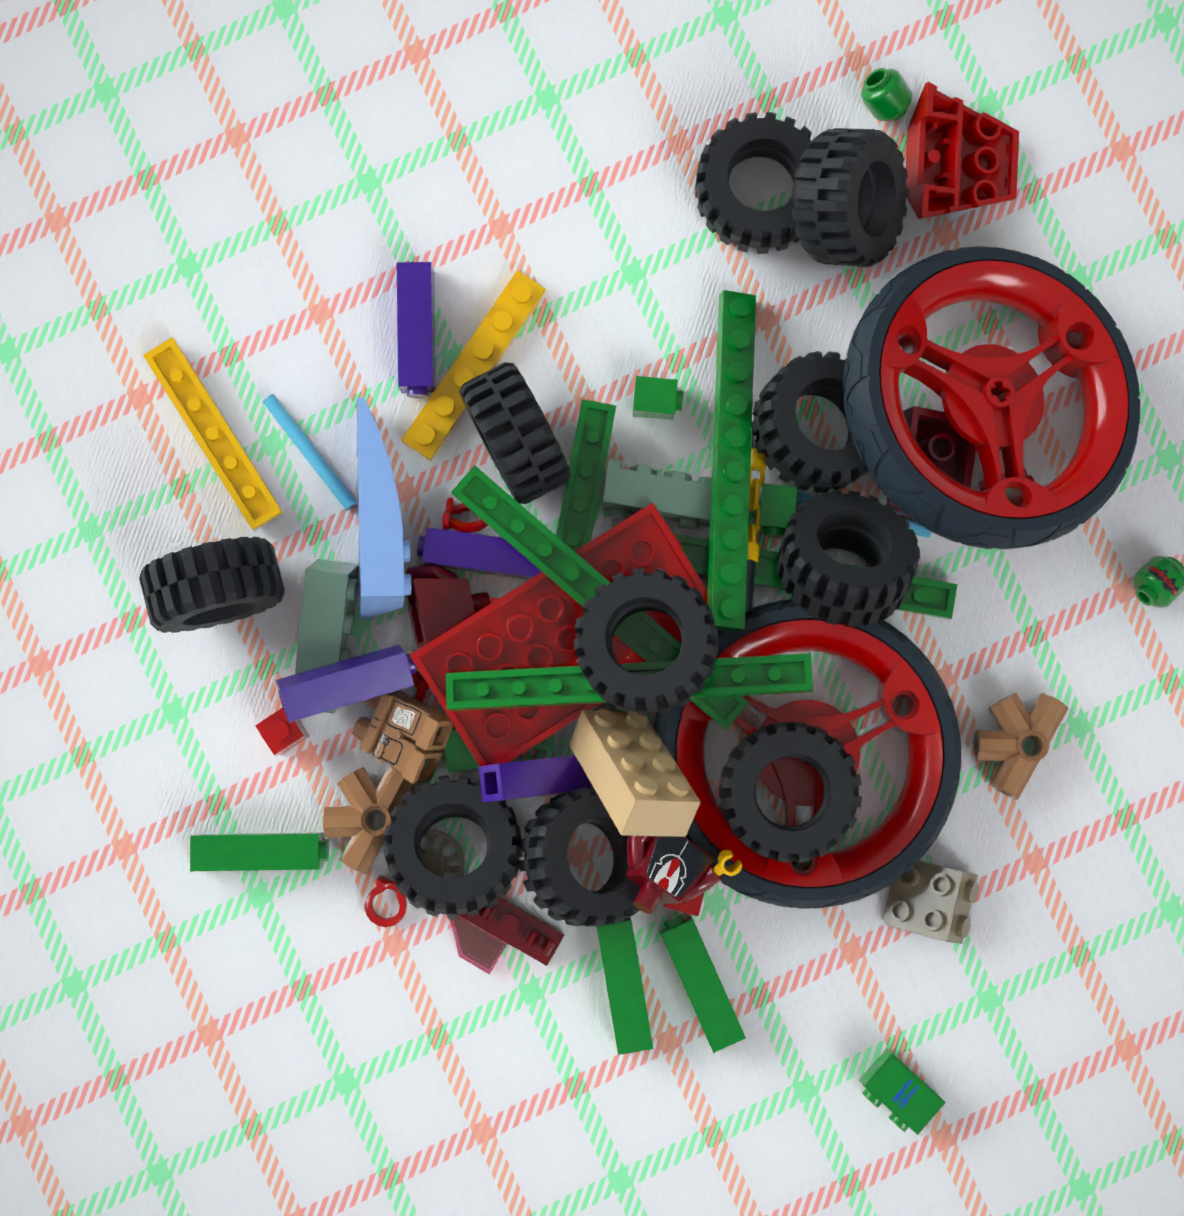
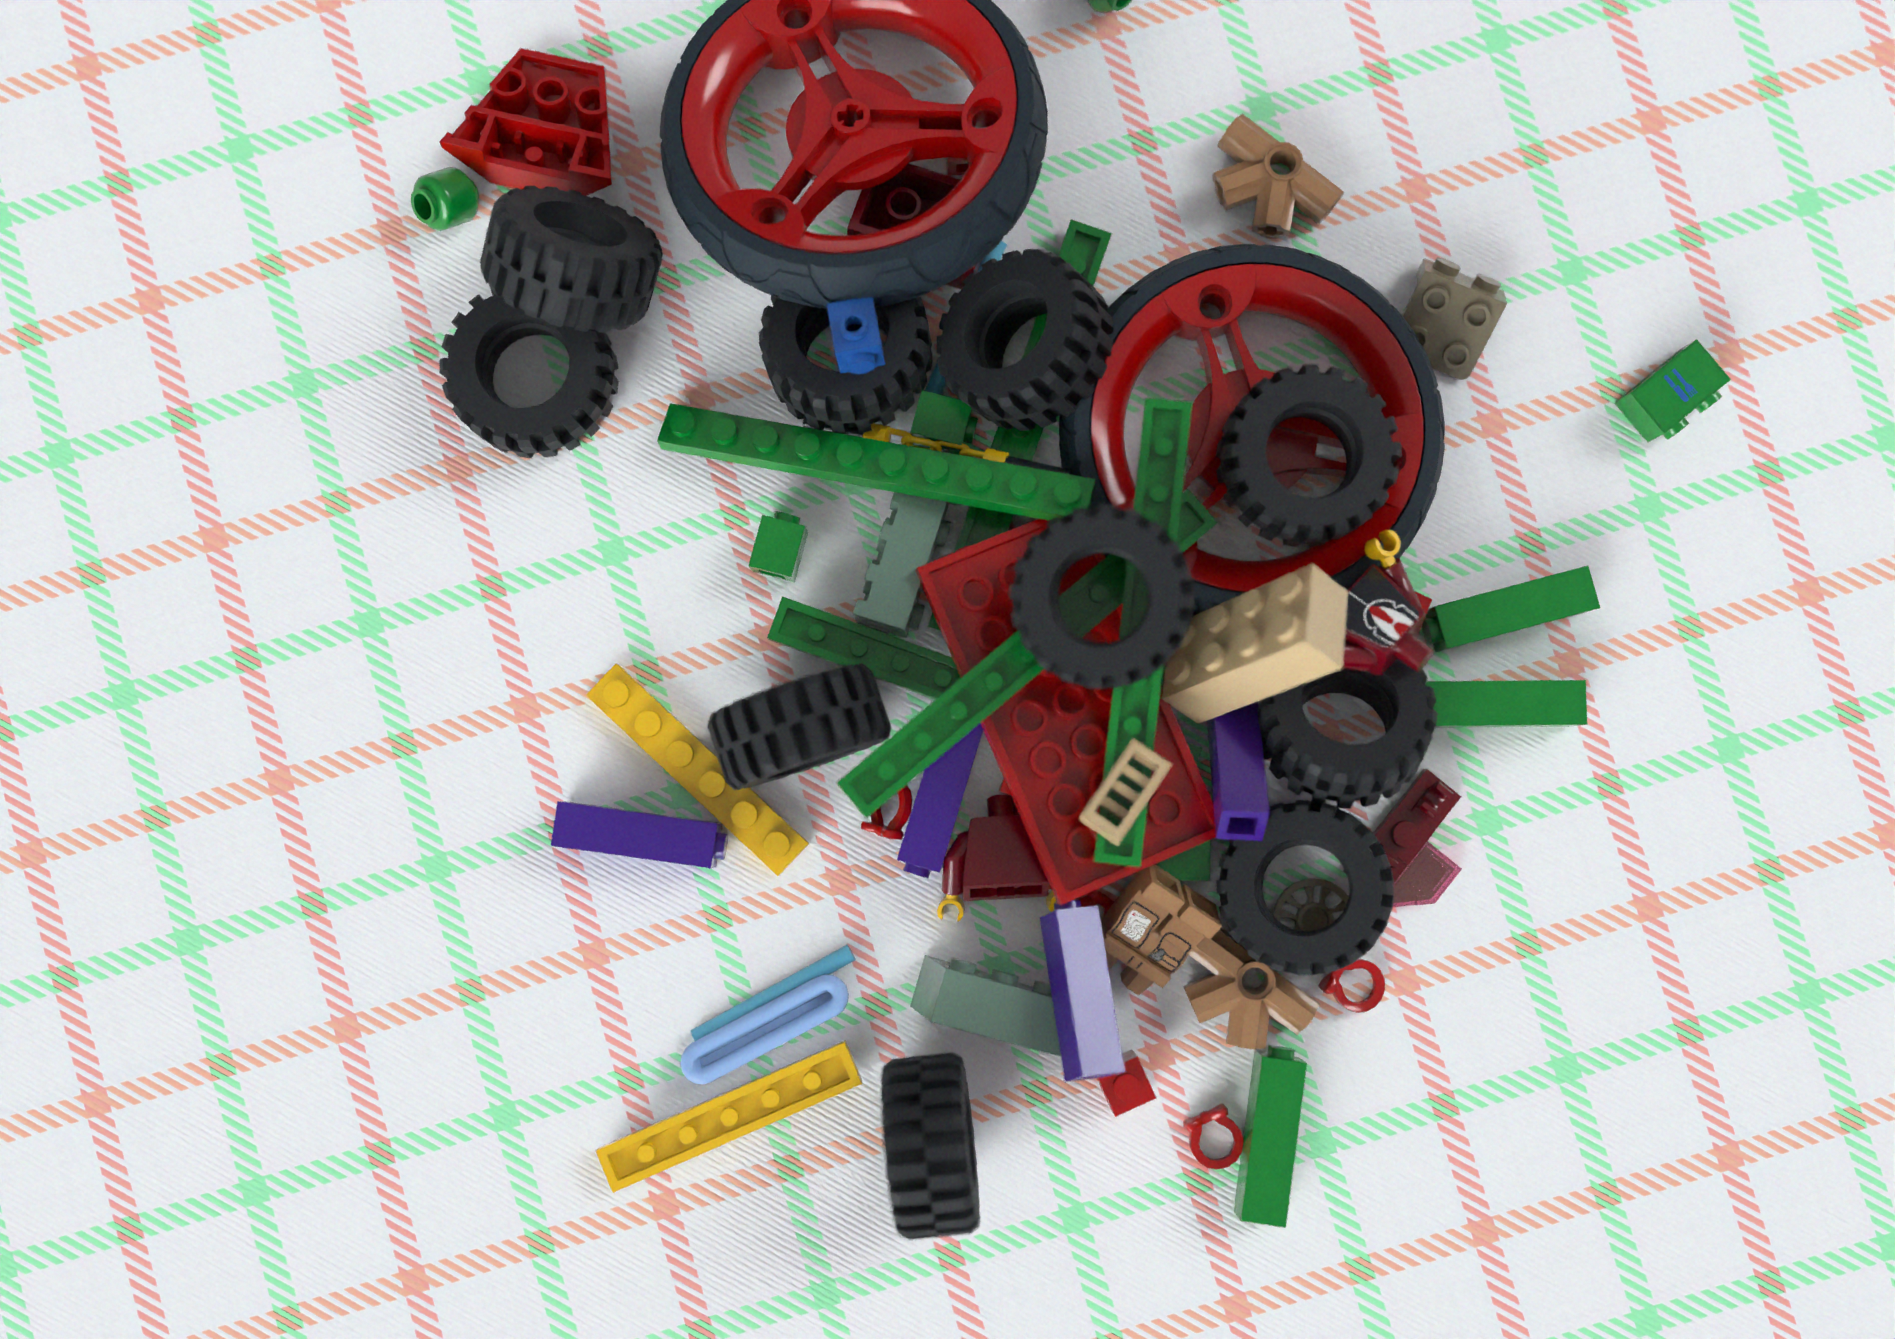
camera: 85 degrees left, 0 degrees up
(257, 793) = (1194, 1126): none -> red piece
(282, 449) = (764, 1029): none -> light blue piece
(380, 522) = (897, 918): light blue wedge -> none
(507, 674) = (1147, 758): none -> tan slope
(824, 423) = (856, 335): none -> blue brick

